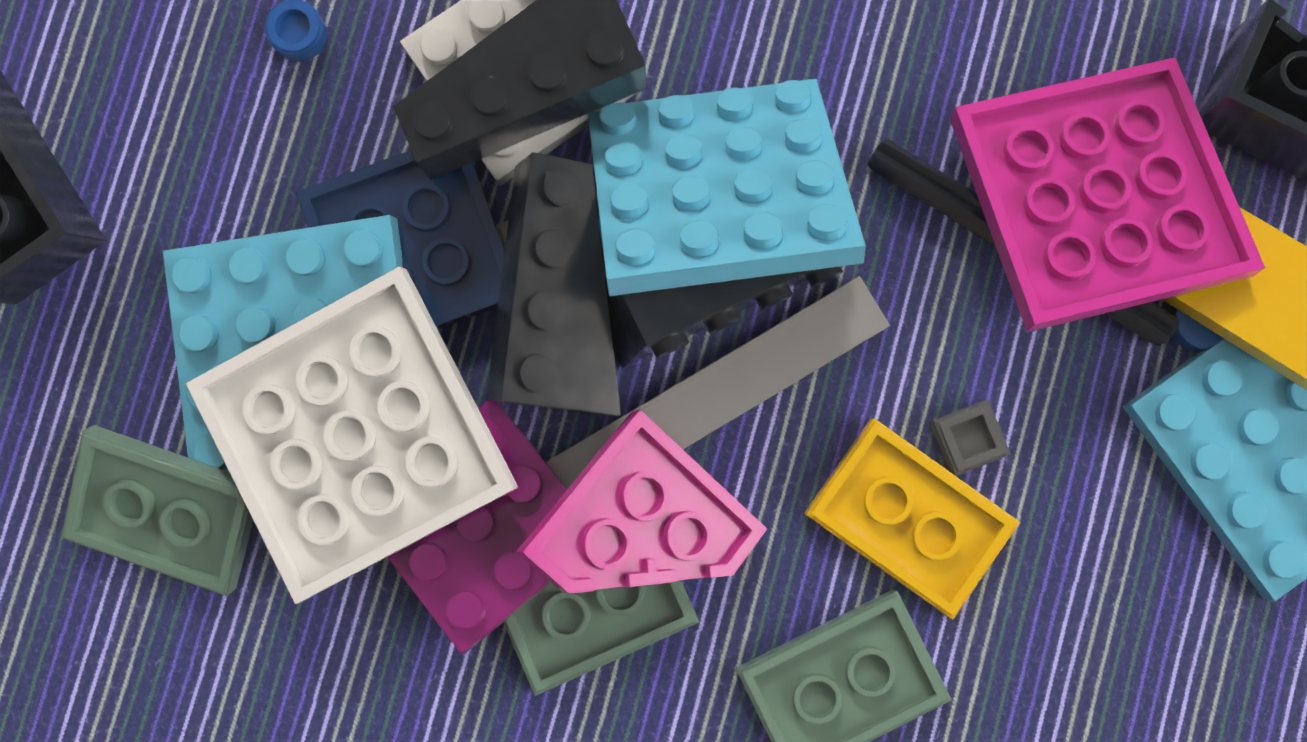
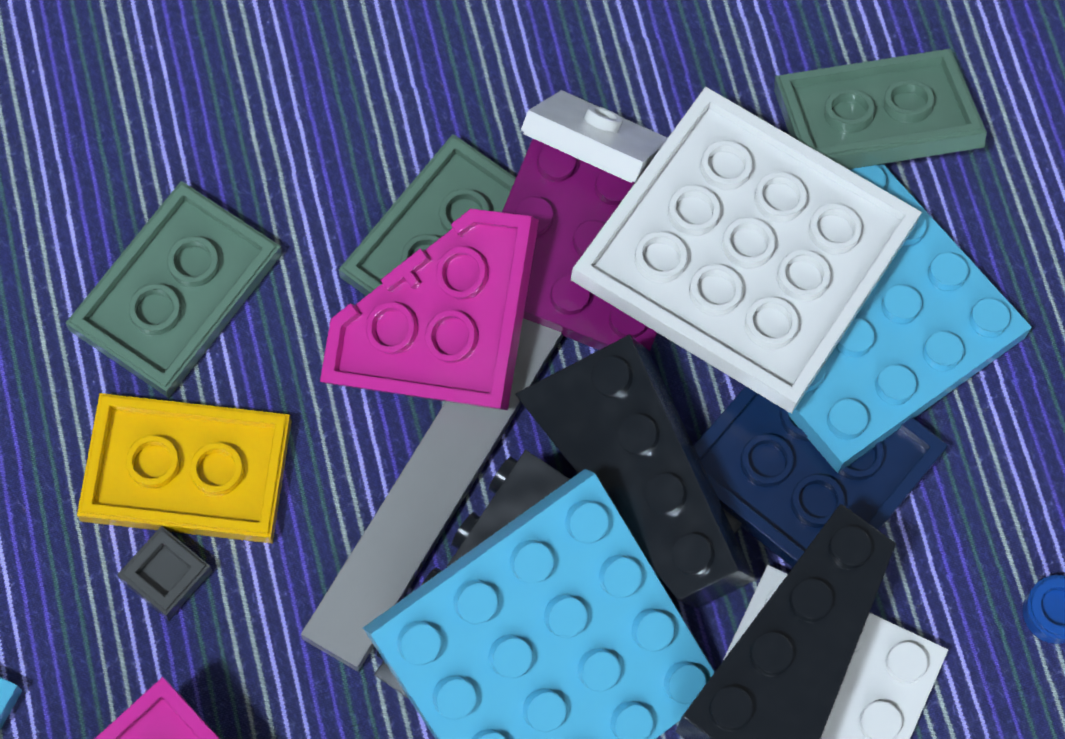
camera: 145 degrees right, 15 degrees down
(417, 616) = (593, 135): none -> white plate

